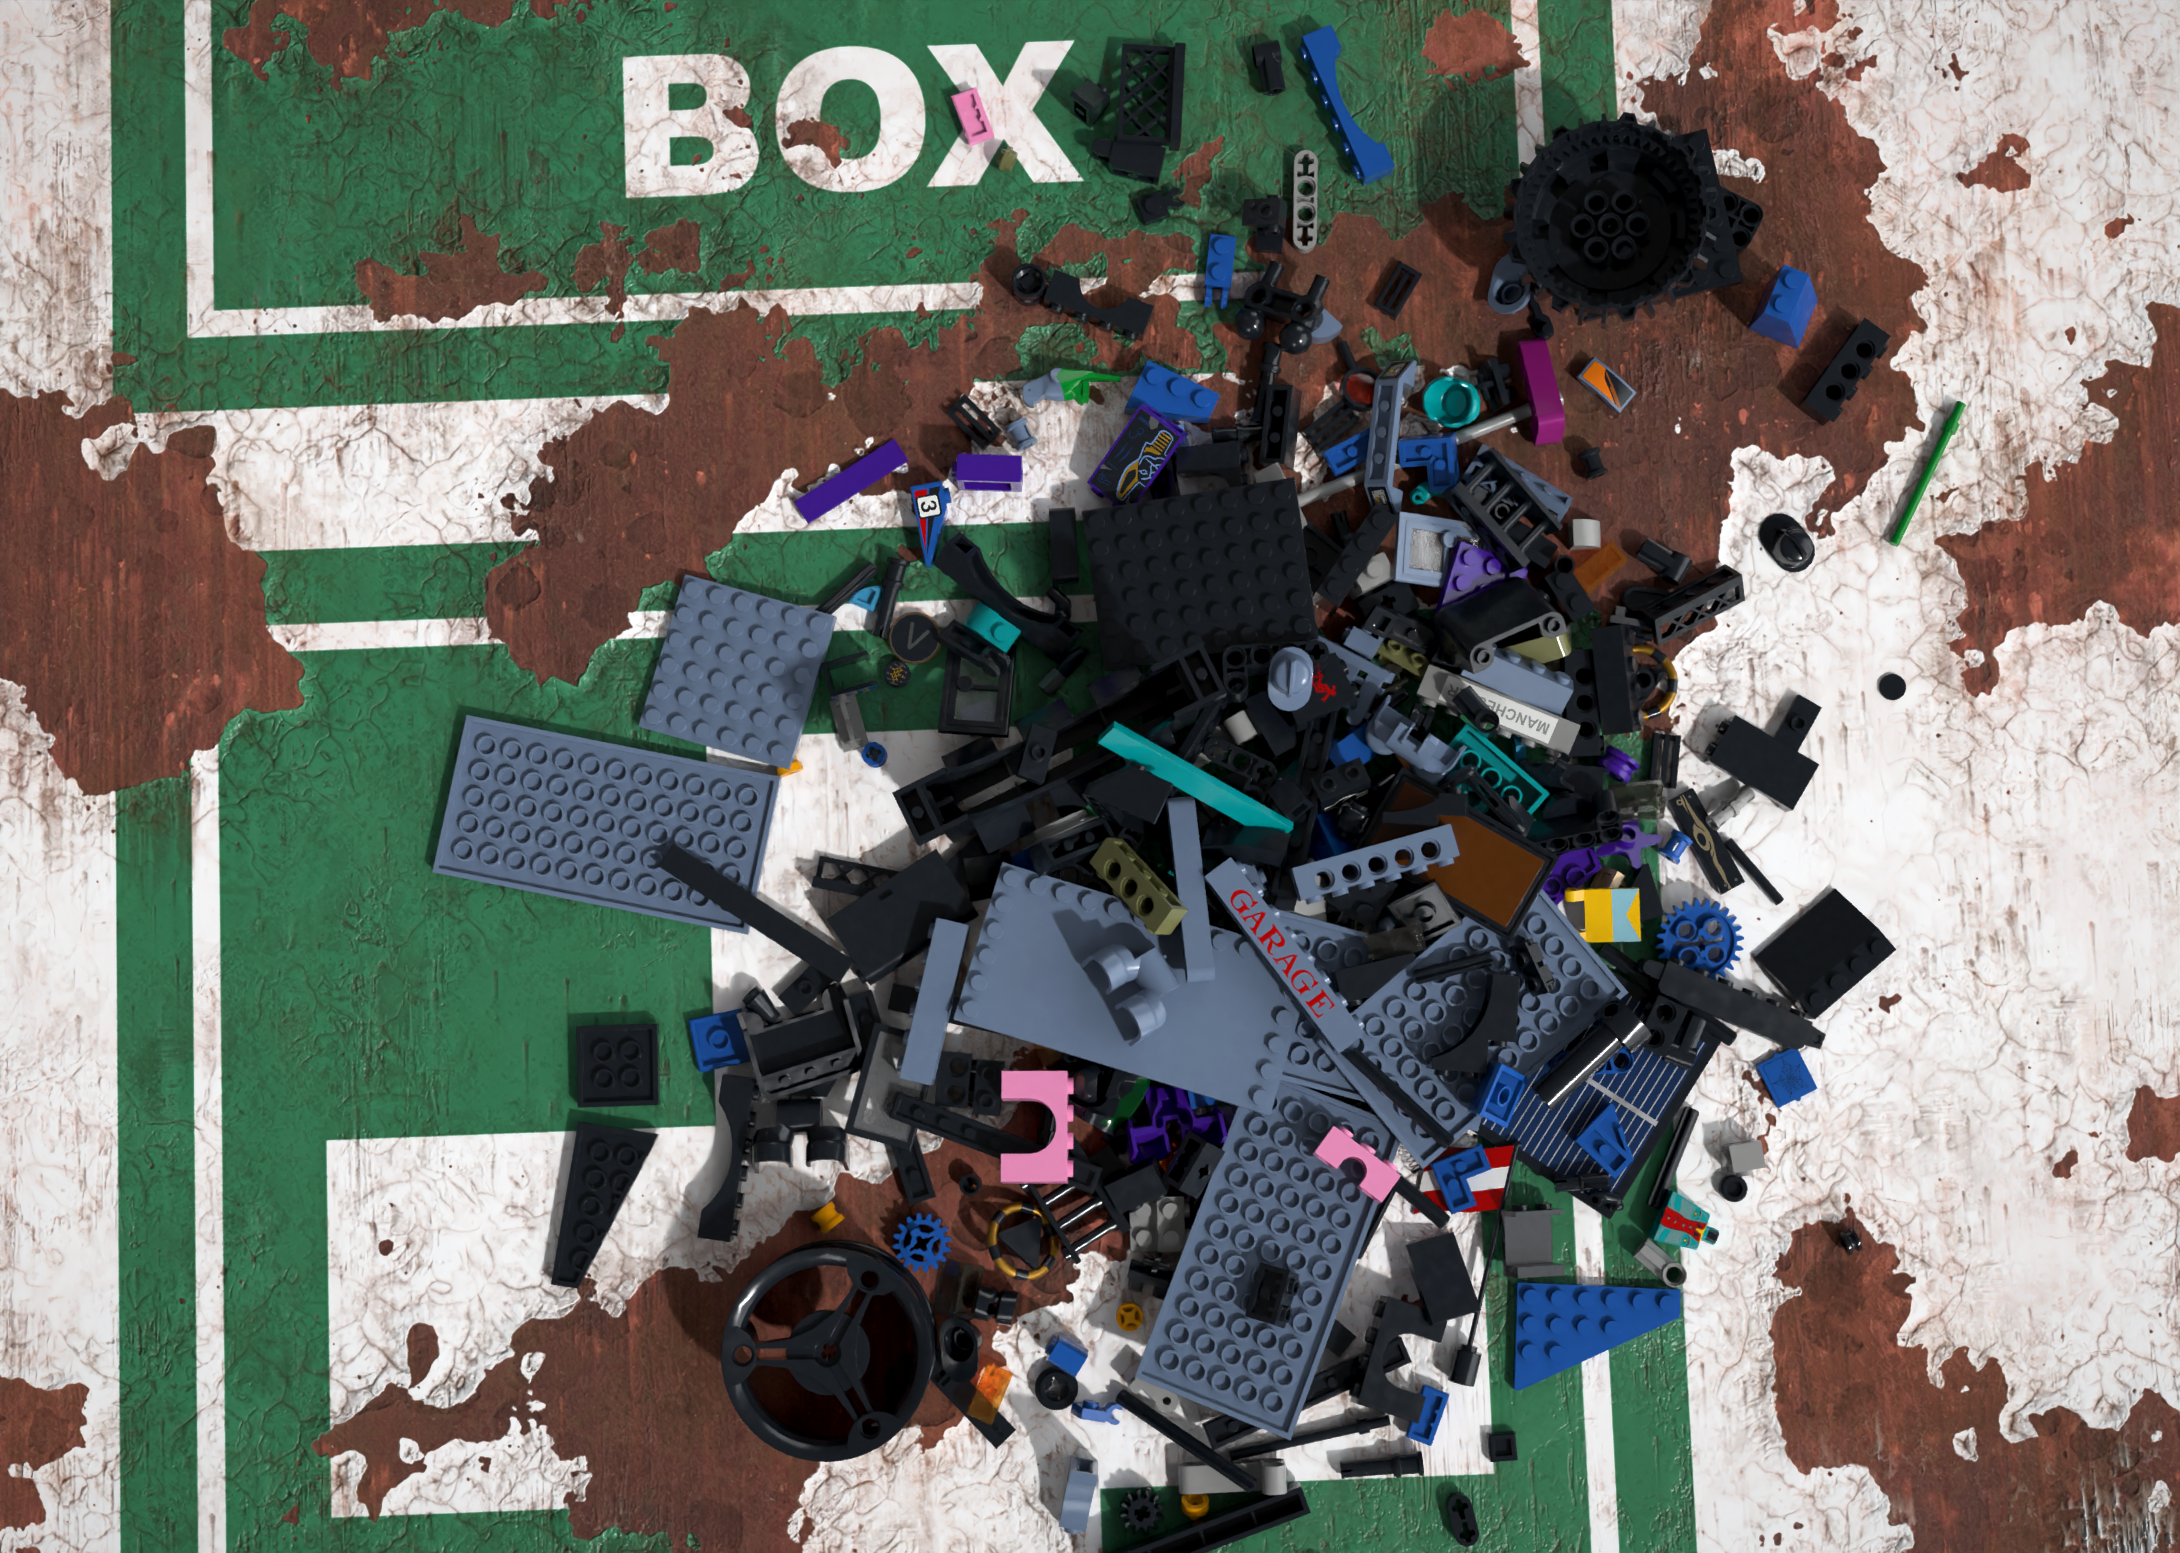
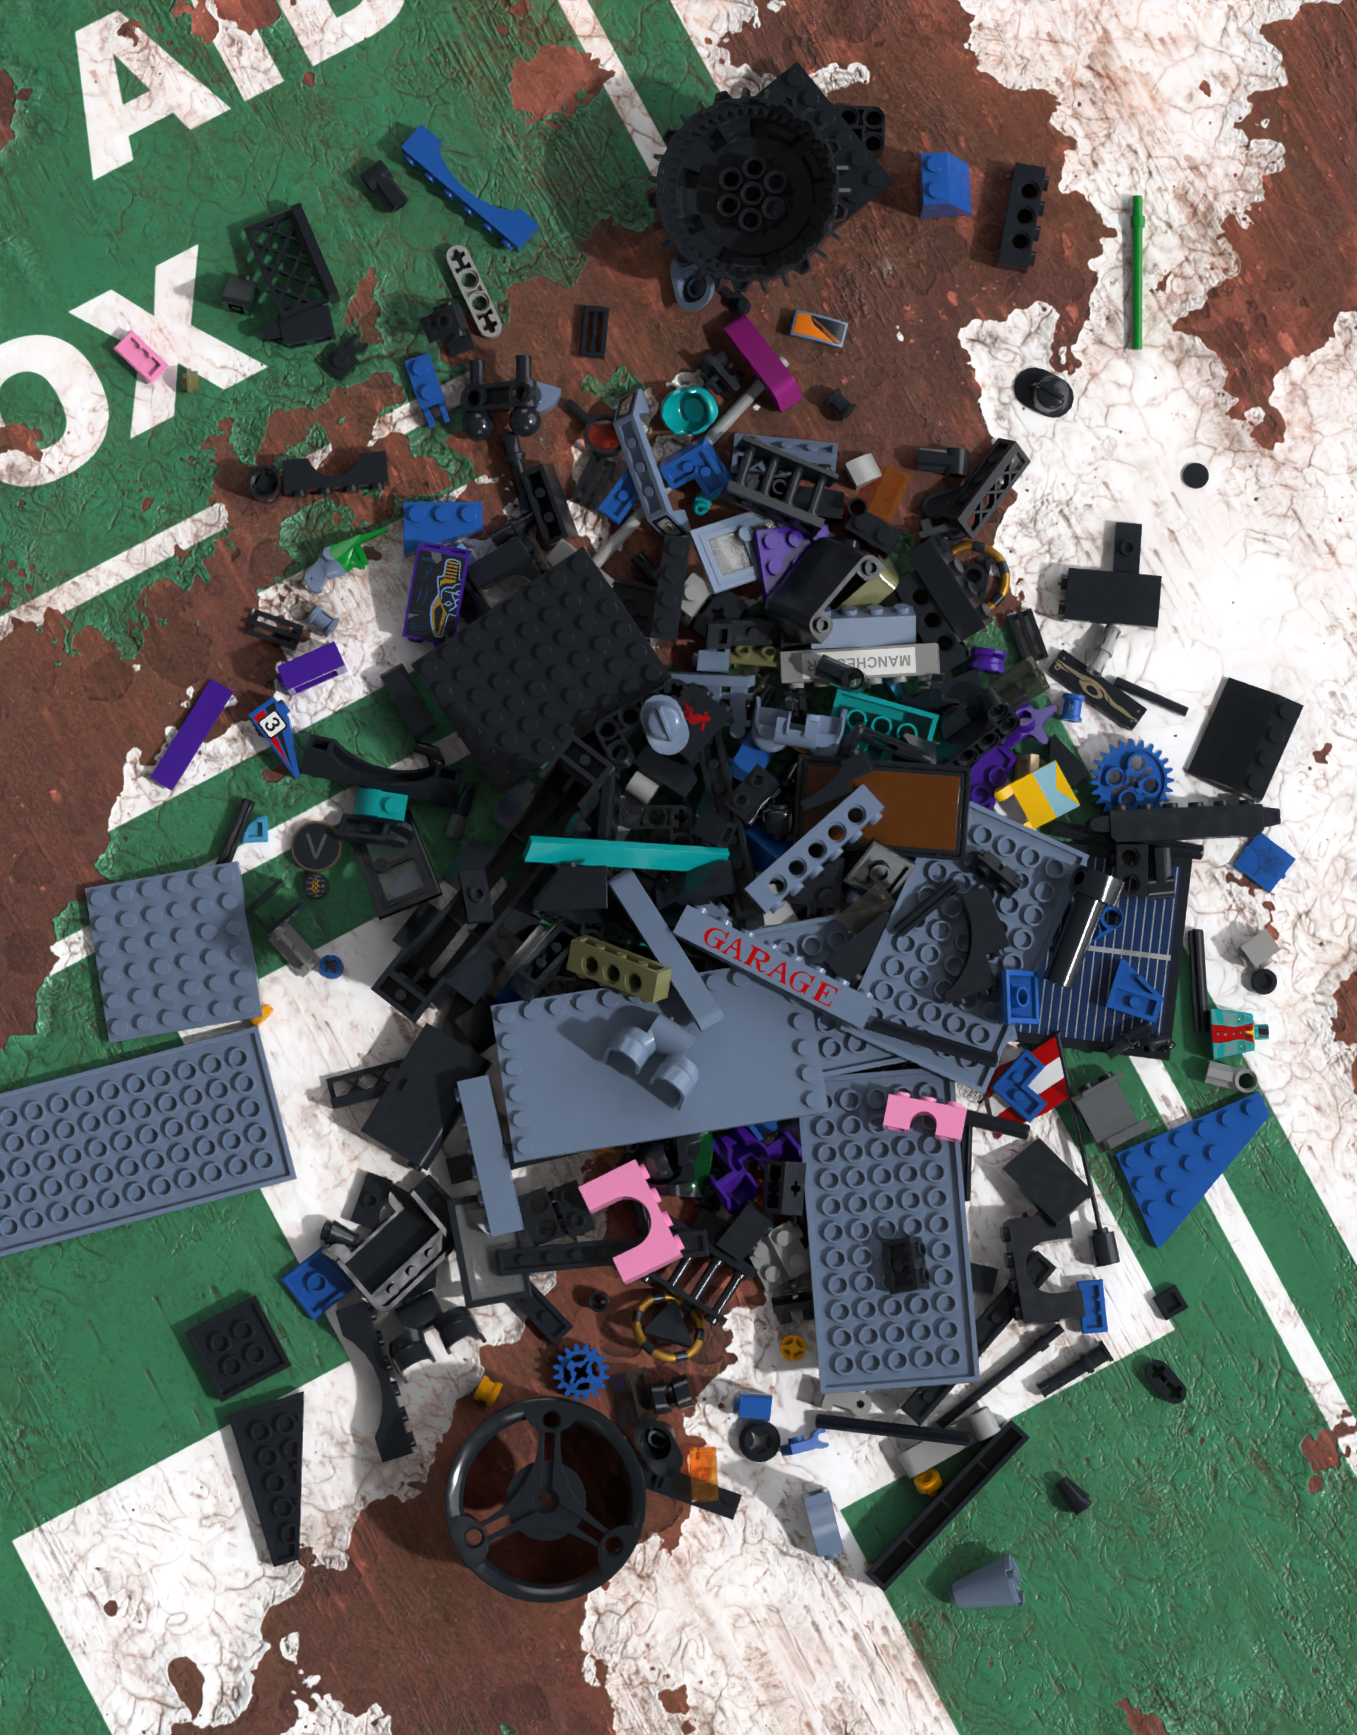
camera: 30 degrees left, 0 degrees up
(756, 913) = (295, 1156): black tile -> none
(892, 585) = (273, 808): black pin -> none
(1146, 1519) = (877, 1504): black gear -> none

